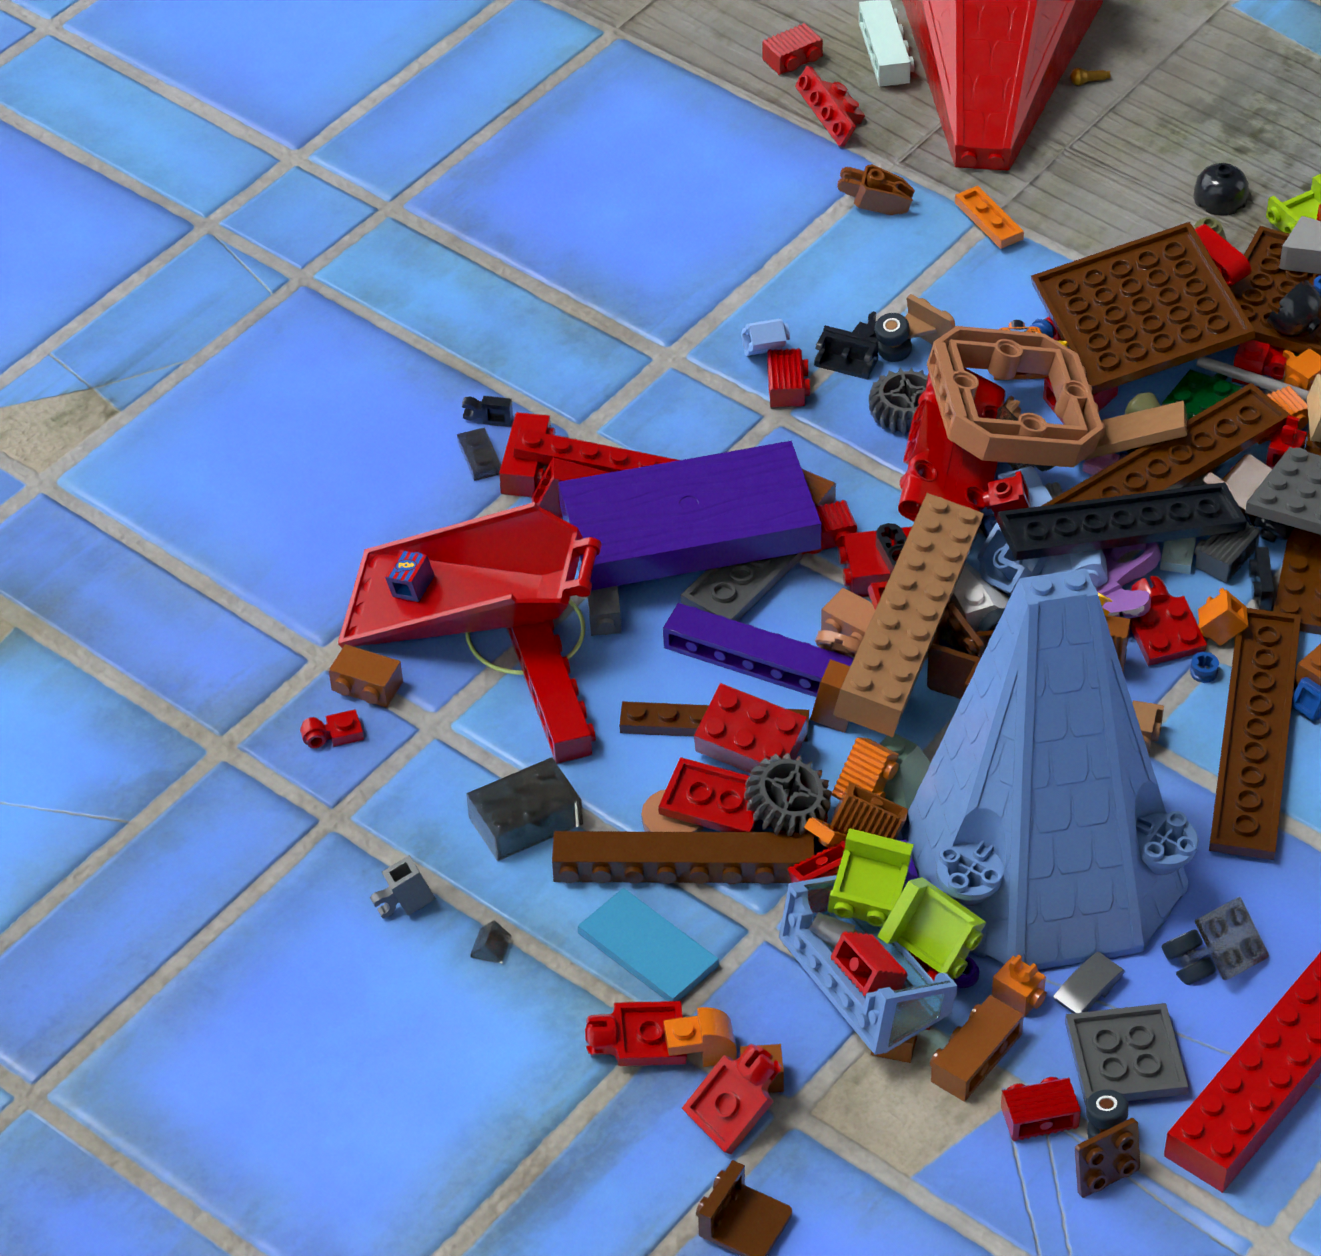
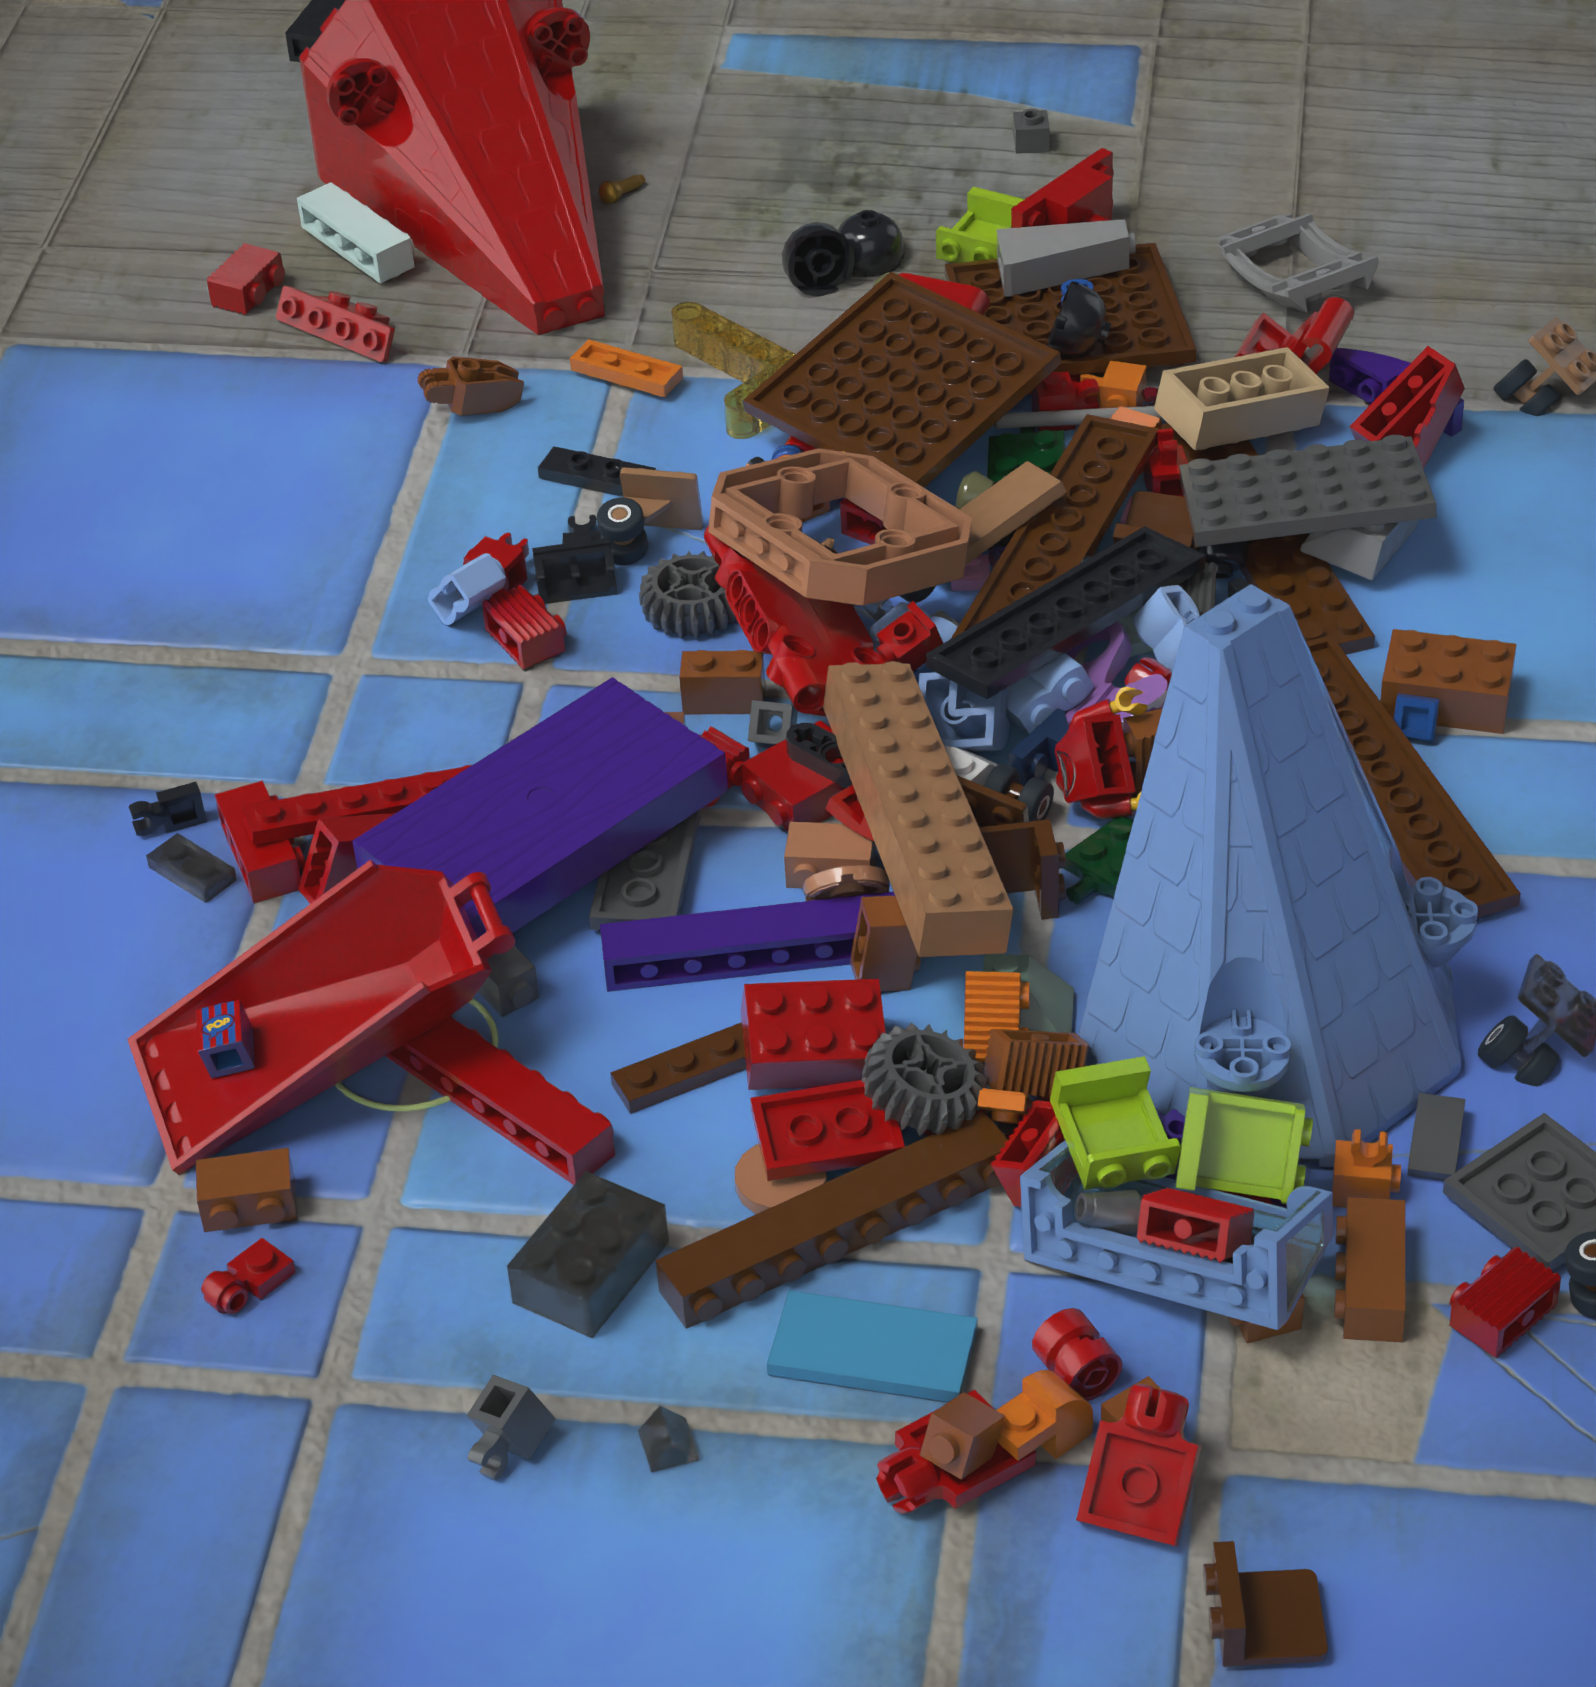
camera: 30 degrees left, 5 degrees down
(640, 1023) = (962, 1435): none -> dark orange brick
(755, 1010) = (1074, 1351): none -> red wheel
(804, 326) = (510, 556): none -> red brick
(875, 471) = (721, 681): none -> dark orange brick
(885, 511) = (760, 719): none -> dark grey plate
(911, 281) = (585, 470): none -> black plate
(1066, 231) = (733, 352): none -> clear yellow beam
(1171, 187) = (817, 258): none -> black cylinder
(1191, 567) = (1163, 620): none -> light blue brick

